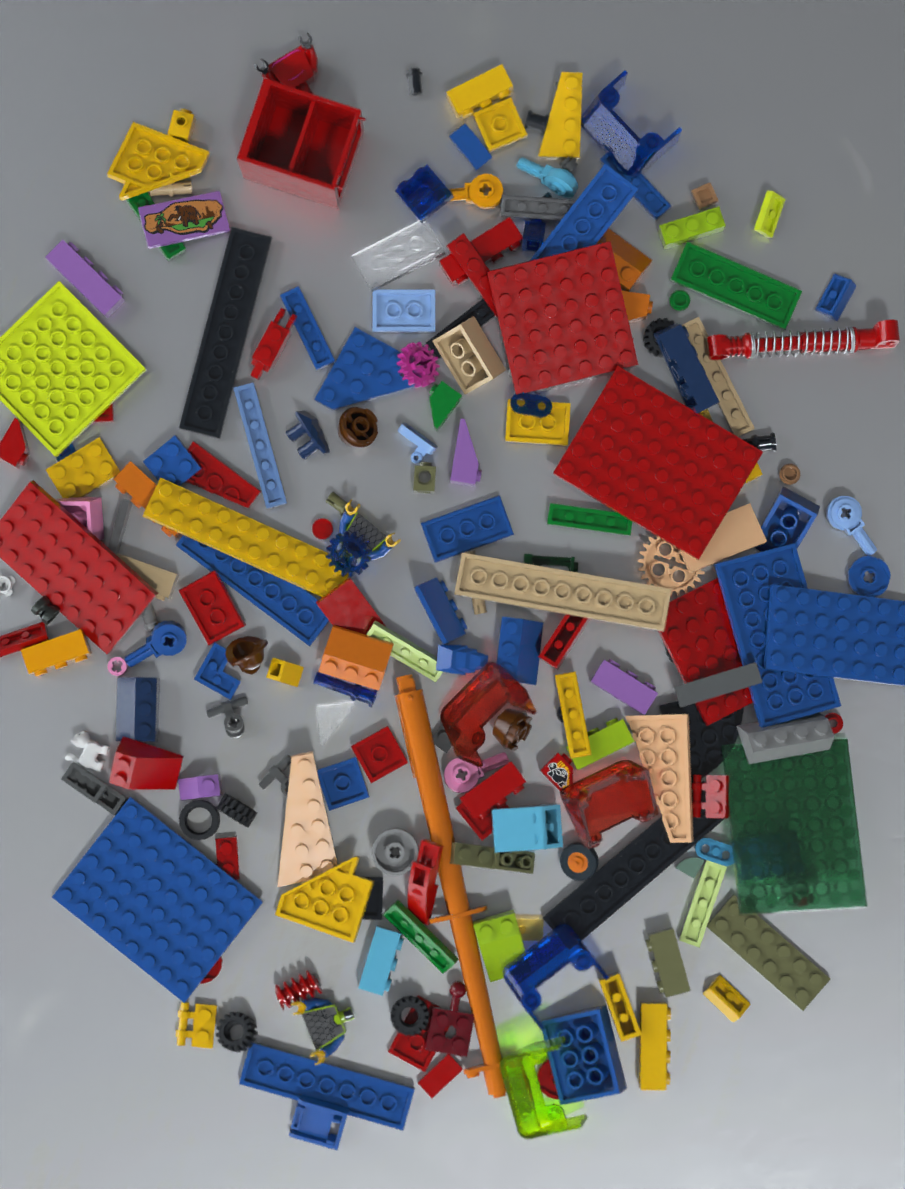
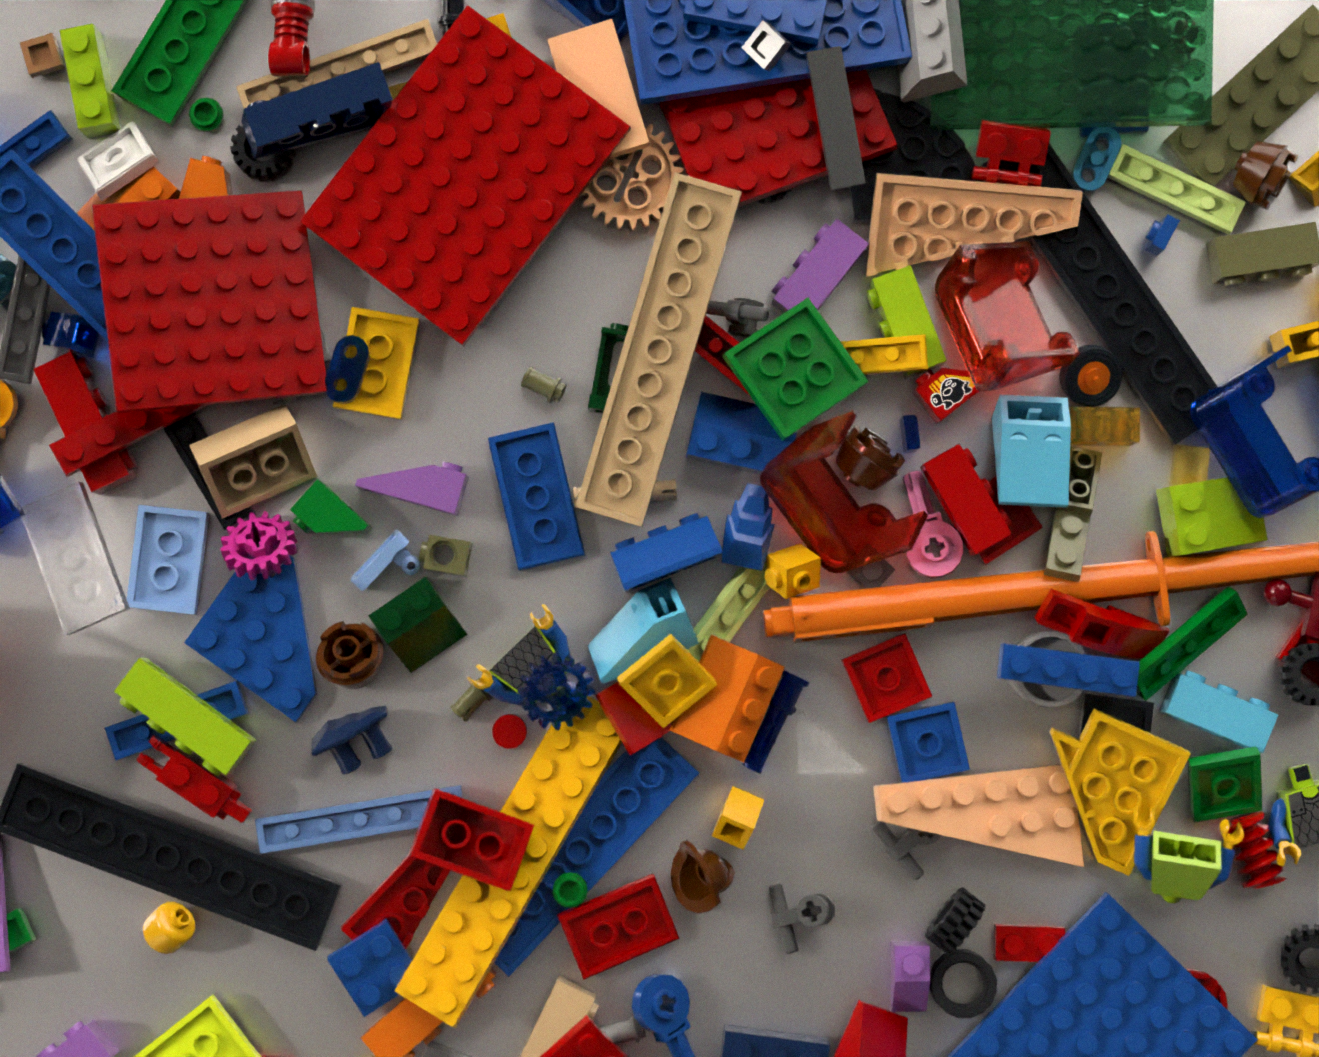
camera: 85 degrees left, 0 degrees up
(183, 339) = (169, 927): none -> yellow head
(212, 673) = (726, 937): blue plate -> none
(231, 575) = (570, 890): none -> green plate
(254, 512) = (471, 839): none -> red slope
(285, 943) = (1180, 863): none -> lime torso
(310, 333) = (184, 716): none -> lime brick
(336, 967) = (1225, 784): none -> green plate
(362, 619) = (667, 680): none -> yellow plate
(381, 466) = (418, 624): none -> dark green slope
(390, 602) = (639, 628): none -> medium azure slope
(395, 861) = (1067, 670): none -> blue plate
(438, 689) = (793, 571): none -> yellow brick
(530, 753) = (910, 433): none -> clear blue tile
(536, 526) = (544, 385): none -> olive pin
(548, 870) = (1104, 426): none -> clear yellow brick
(560, 676) = (795, 369): none -> green plate
(588, 519) = (543, 299): green plate -> none
(591, 641) = (742, 314): none -> dark grey piece
(643, 251) = (117, 160): none -> white tile
(673, 895) = (1160, 234): none -> blue plate
(690, 866) = (1114, 202): sand green tile -> none
(718, 956) = (1263, 172): none -> reddish brown cone
(757, 636) = (766, 45): none -> plate

